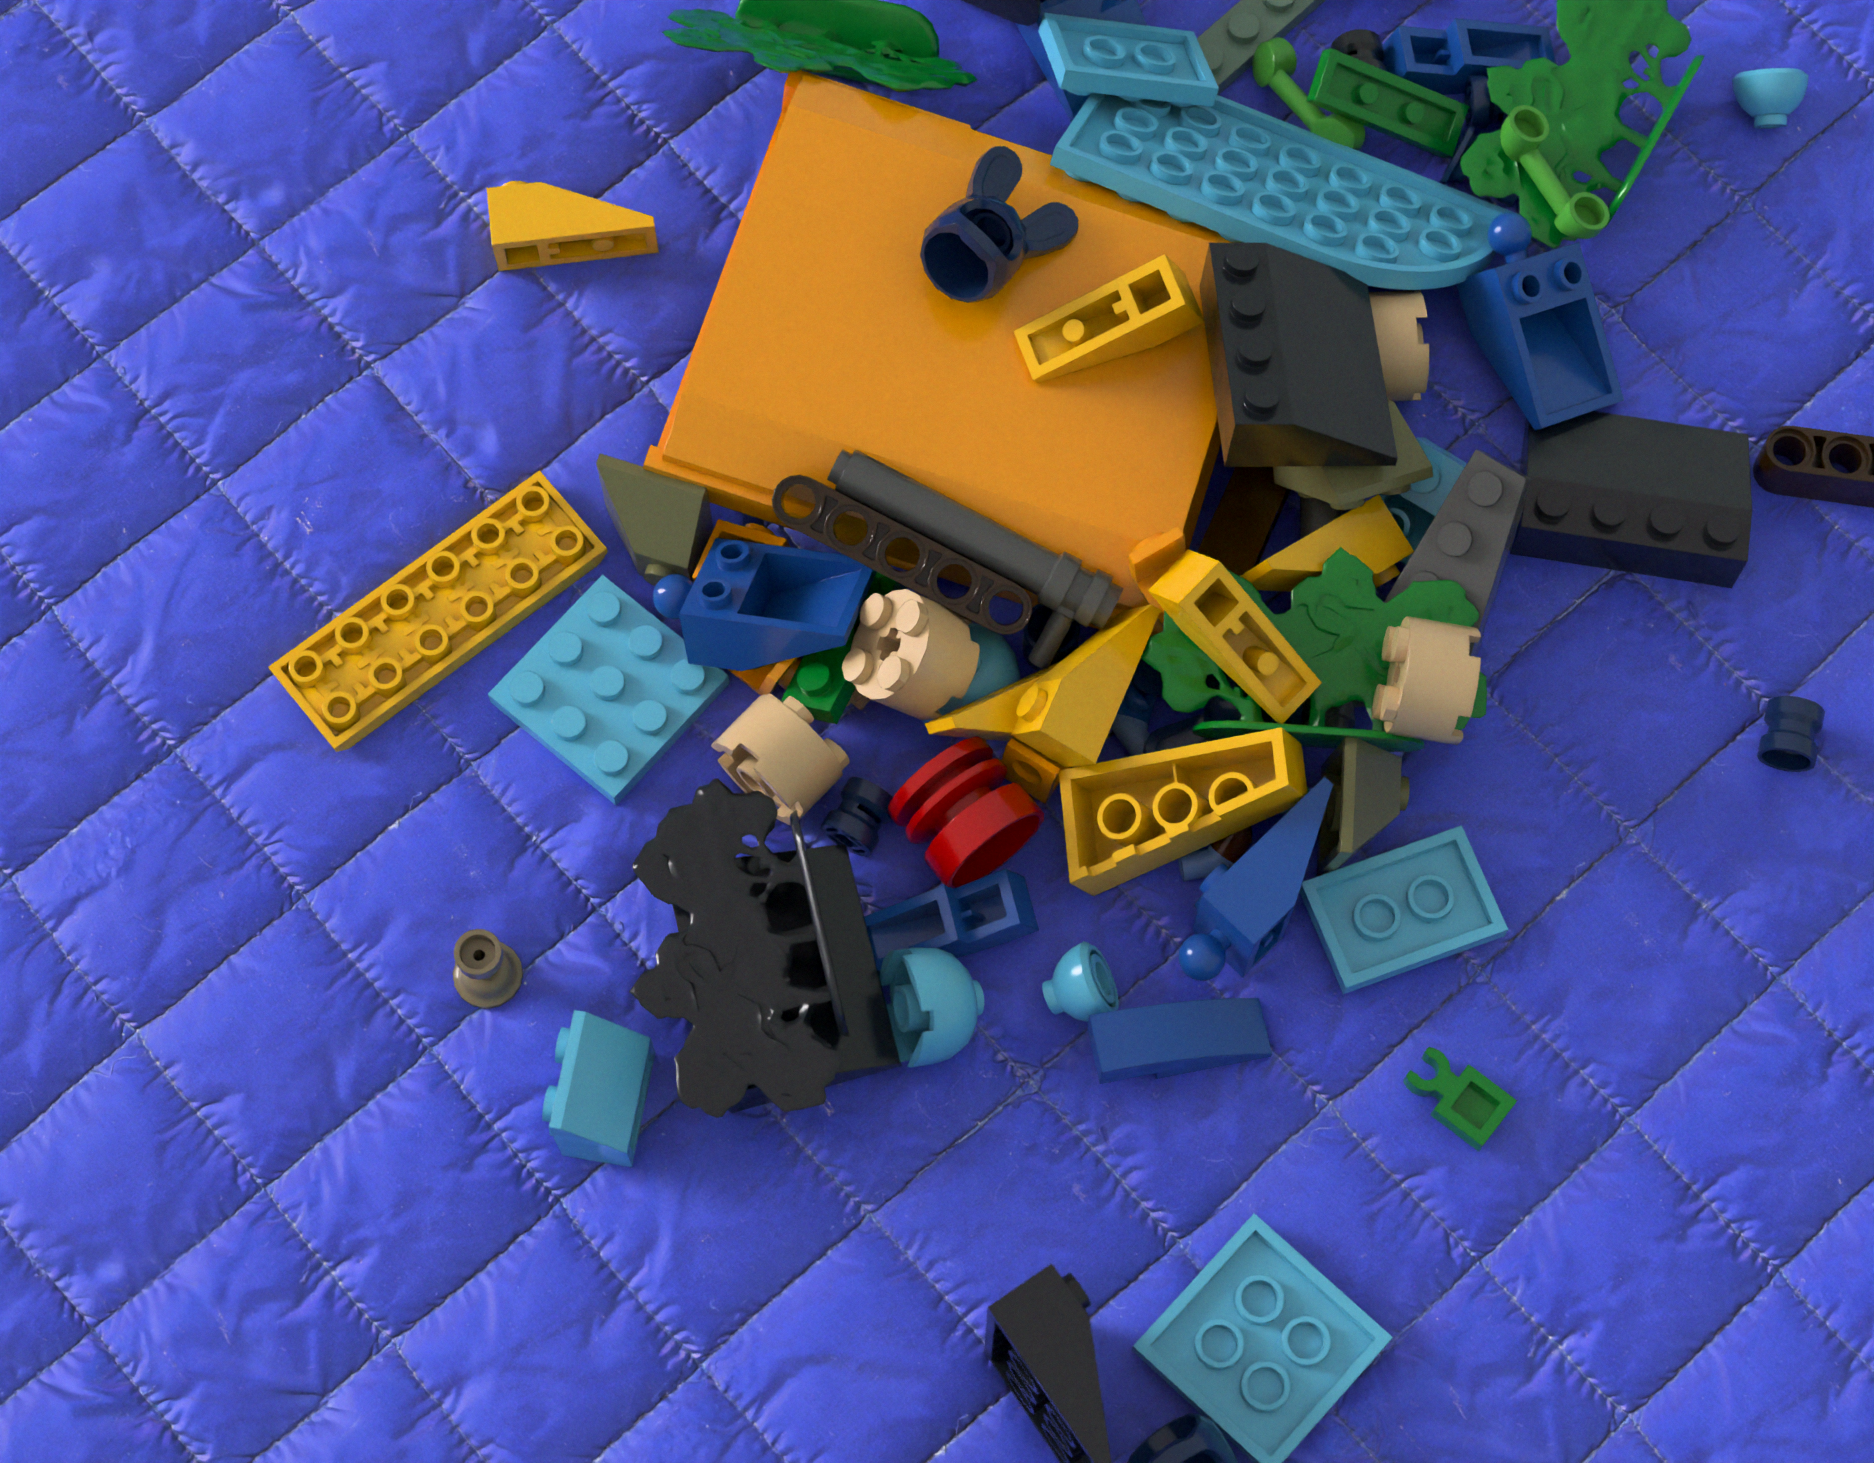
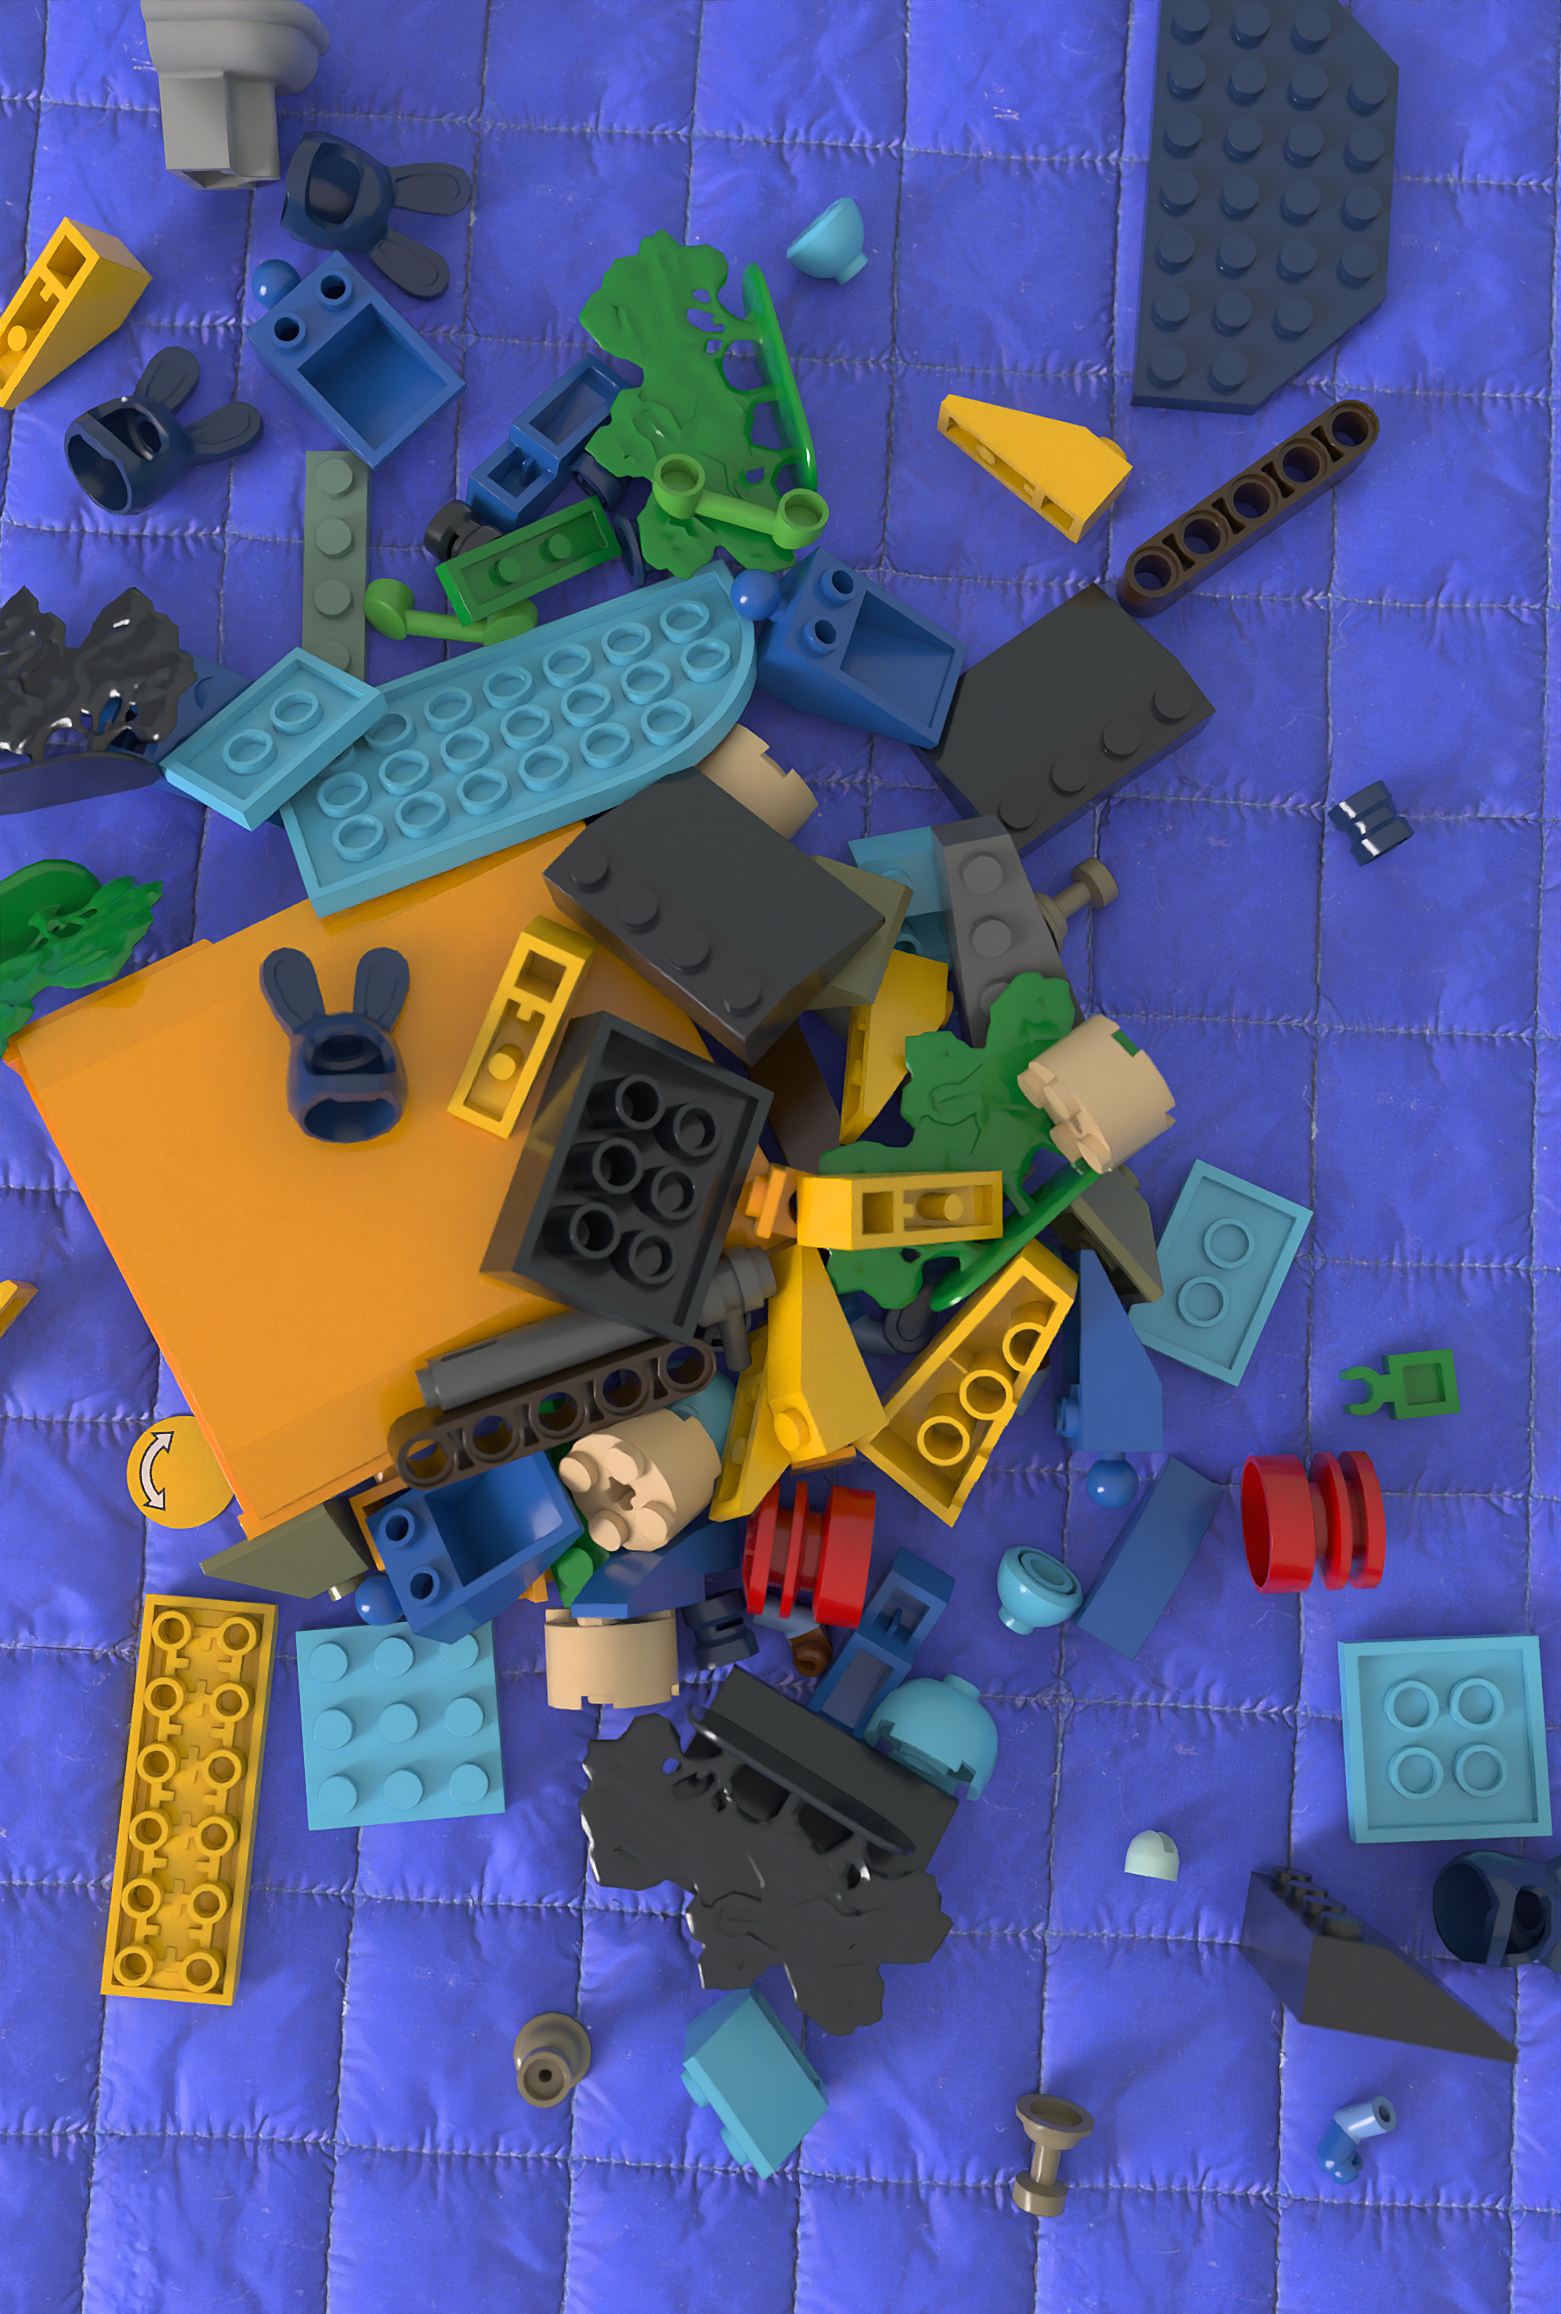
camera: 50 degrees left, 15 degrees up
(626, 423) = (177, 1475): none -> yellow sticker
(746, 1325) = (1055, 2127): none -> dark tan piece
(863, 728) = (663, 1579): none -> blue slope
(910, 871) = (806, 1639): none -> arm
(987, 1229) = (1153, 1856): none -> light aqua hinge
(1084, 462) = (628, 1178): none -> black slope
(1309, 1105) = (1318, 1521): none -> red wheel
(1512, 594) = (1091, 886): none -> dark tan piece
(1784, 332) = (1044, 461): none -> yellow slope

